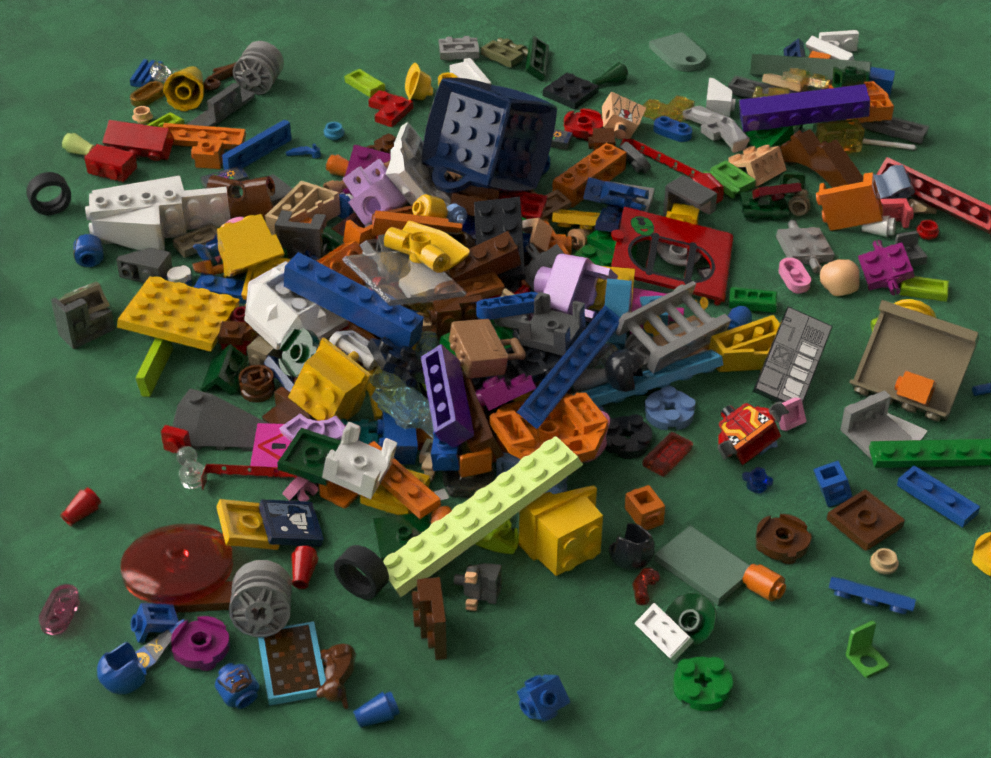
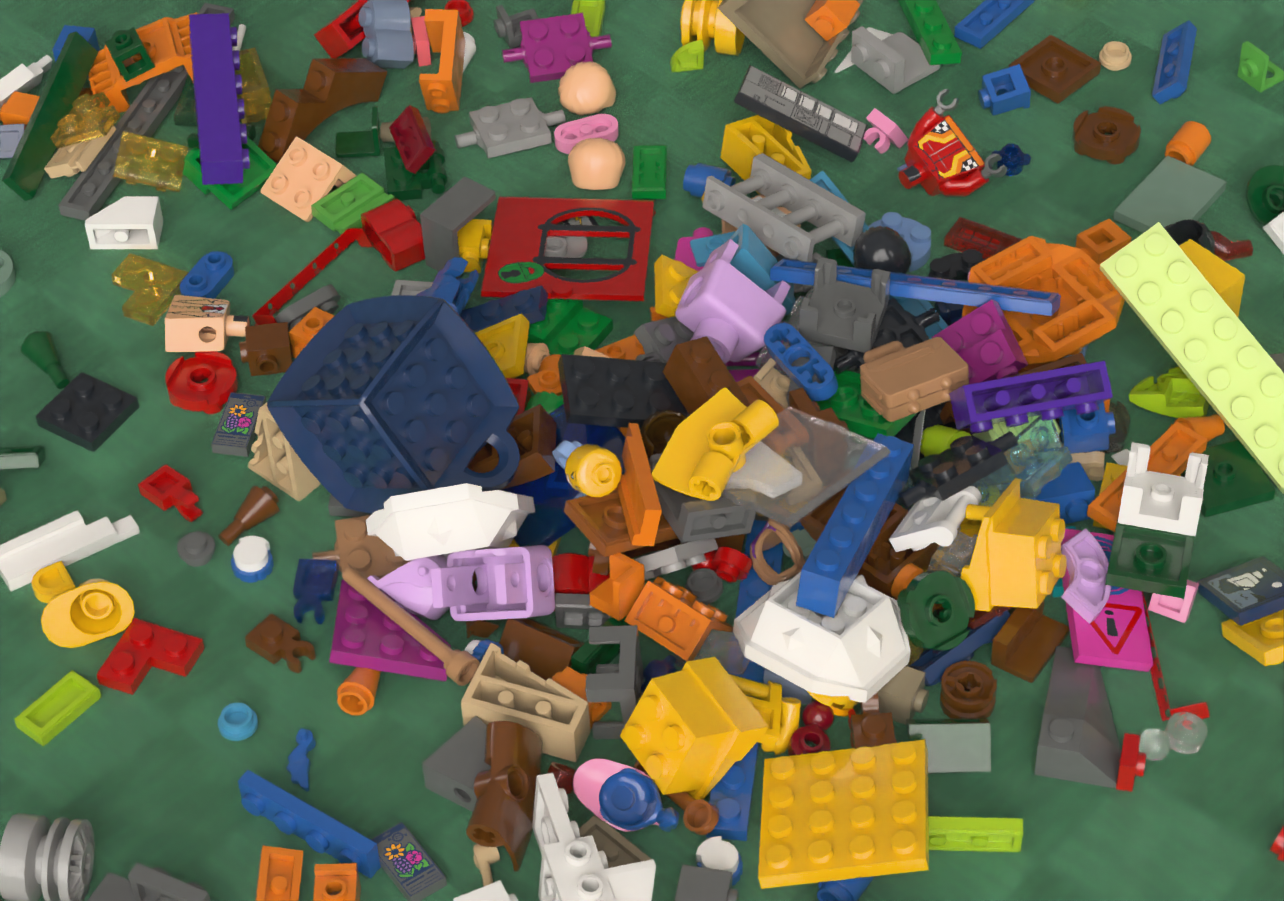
camera: 95 degrees left, 5 degrees up
(718, 126) = (212, 219): light grey plate -> none
(761, 274) = (596, 164): none -> light nougat hair

